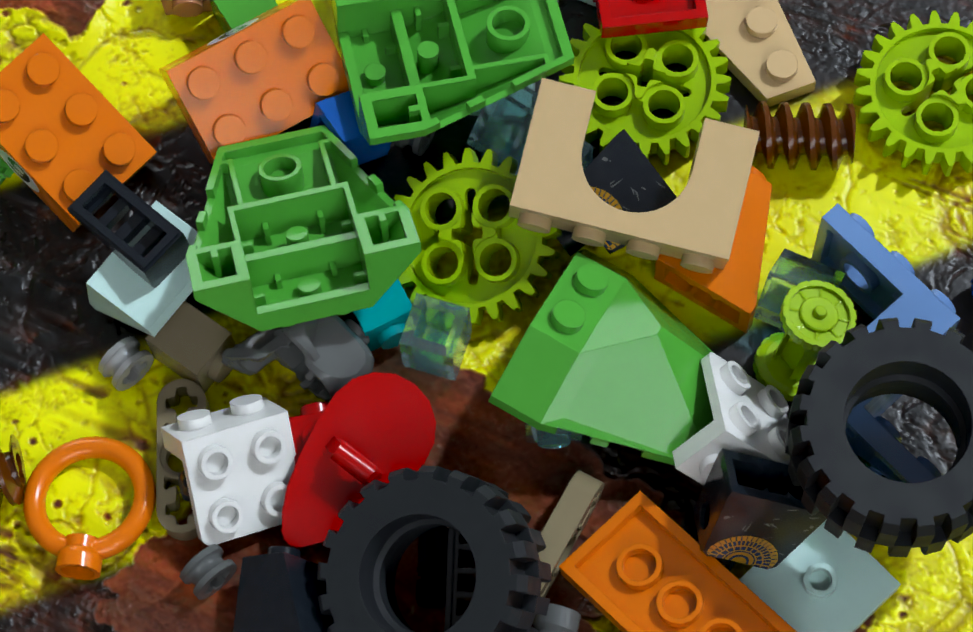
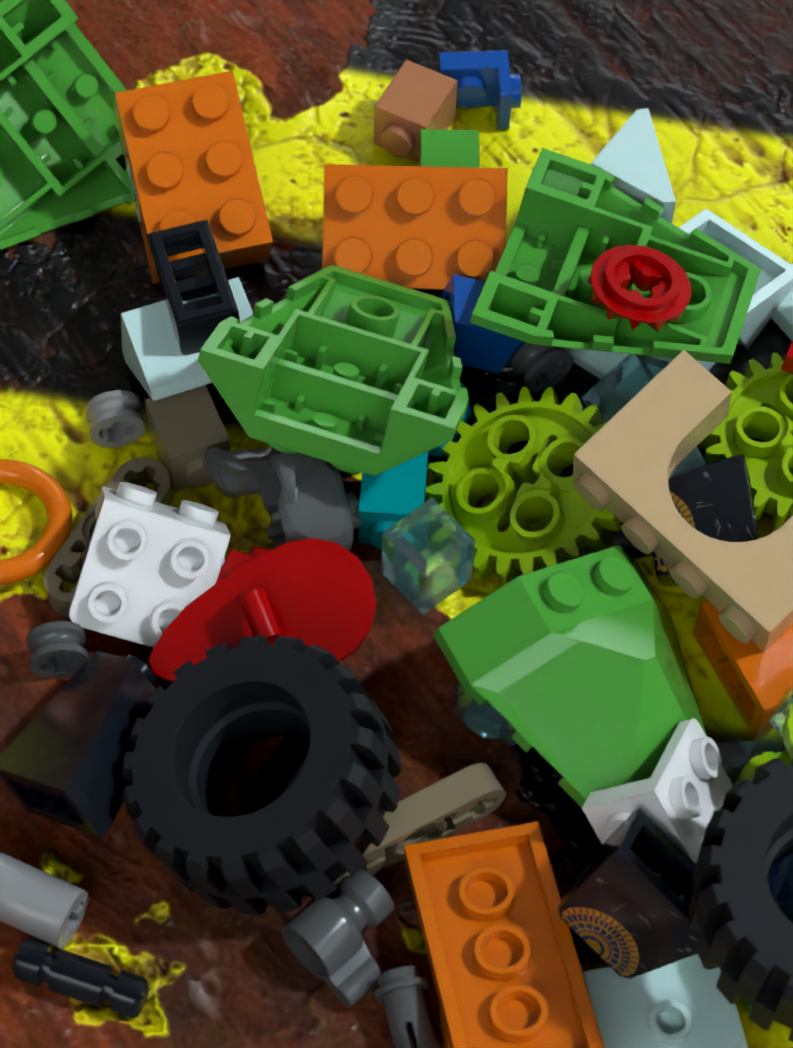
camera: 25 degrees right, 10 degrees down
(474, 25) = (648, 271): none -> red gear

